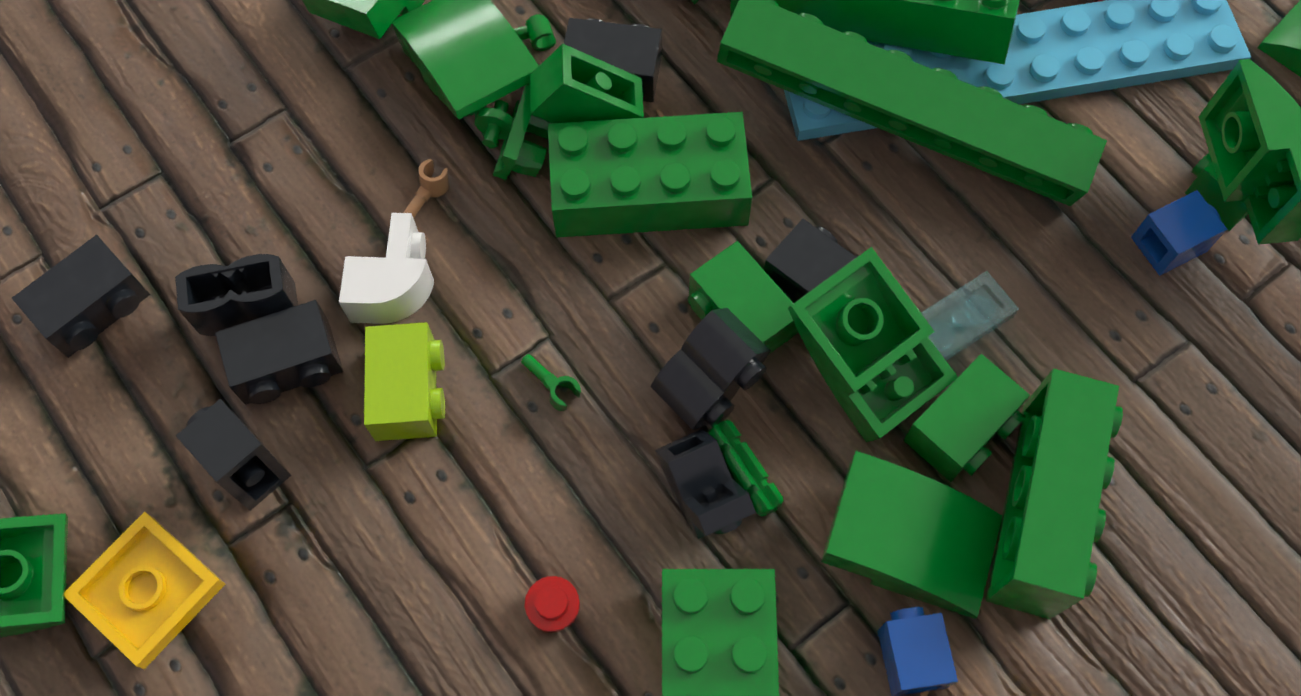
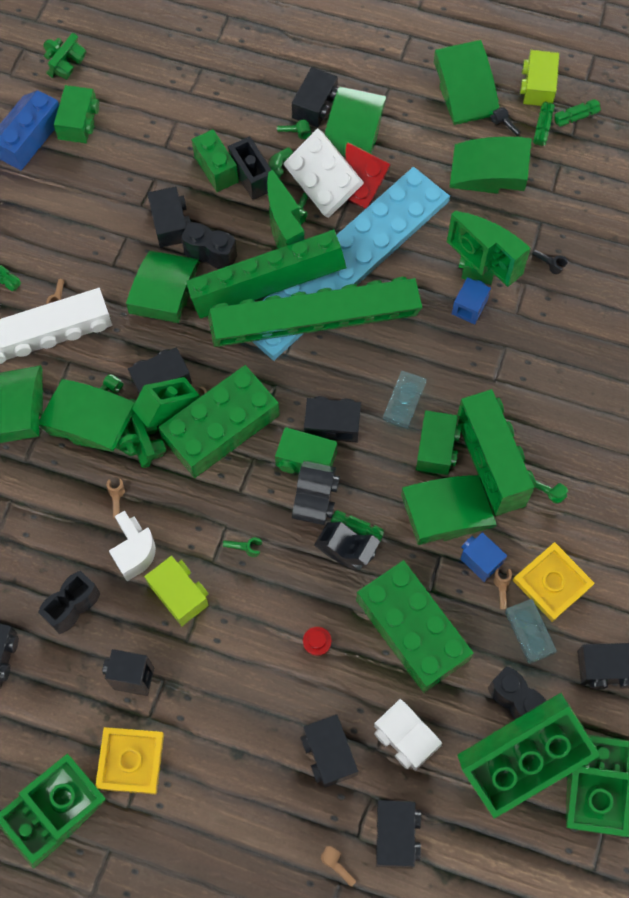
camera: 35 degrees left, 0 degrees up
(279, 353) = (109, 616): black brick -> none
(871, 345) = (377, 437): green slope -> none
(1116, 635) = (555, 494): none -> green hand

